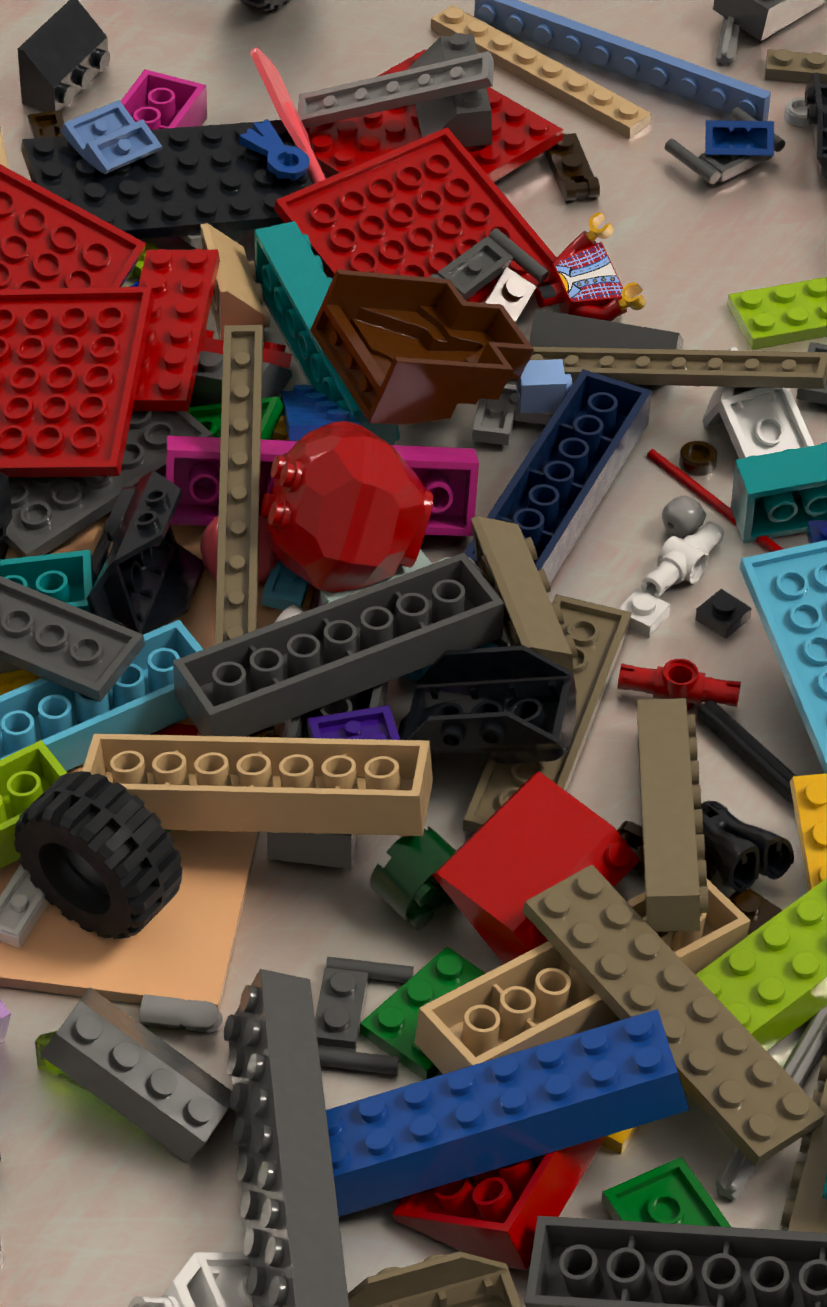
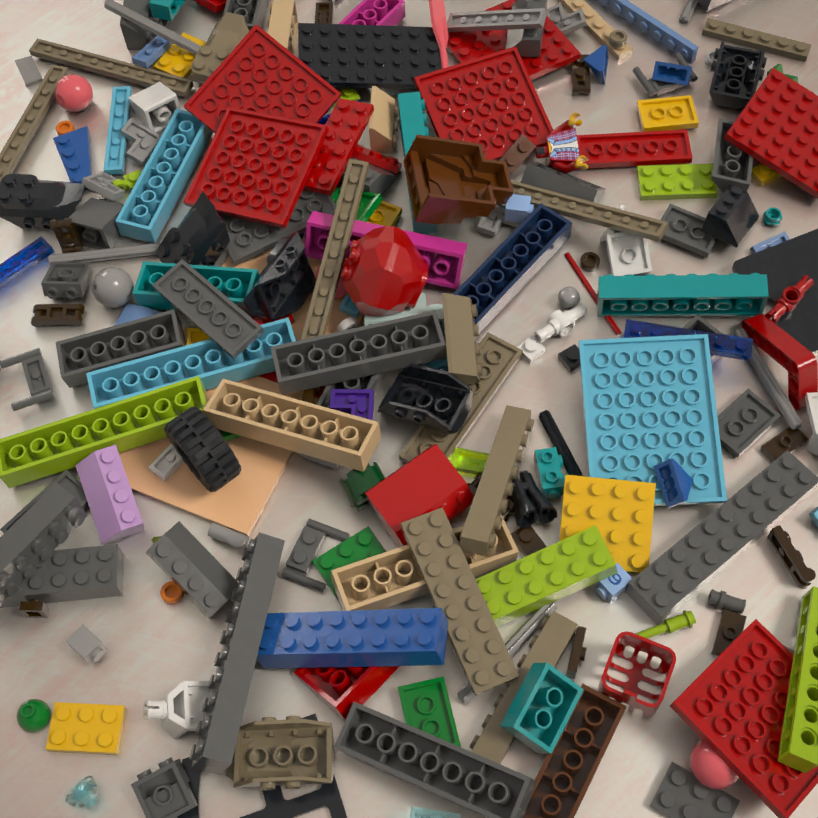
camera: 20 degrees right, 15 degrees up
(101, 1133) = (171, 593): none -> orange tile
(110, 137) = (341, 28): medium blue slope -> none
(282, 160) = (427, 53): blue piece -> none
(309, 410) = (395, 208): blue wing -> none
(486, 262) = (507, 132): dark grey plate -> none
(525, 84) = (569, 22): none -> light grey plate
(597, 143) = (598, 63): none -> blue slope
(611, 803) = (469, 460): none -> clear neon green plate
(621, 99) = (618, 38): none -> dark tan tile
(679, 680) = (542, 401): red pin -> none
(719, 267) = (635, 148): none -> red plate
(751, 206) = (667, 113): none -> yellow plate
(752, 791) = (549, 472): none -> teal brick

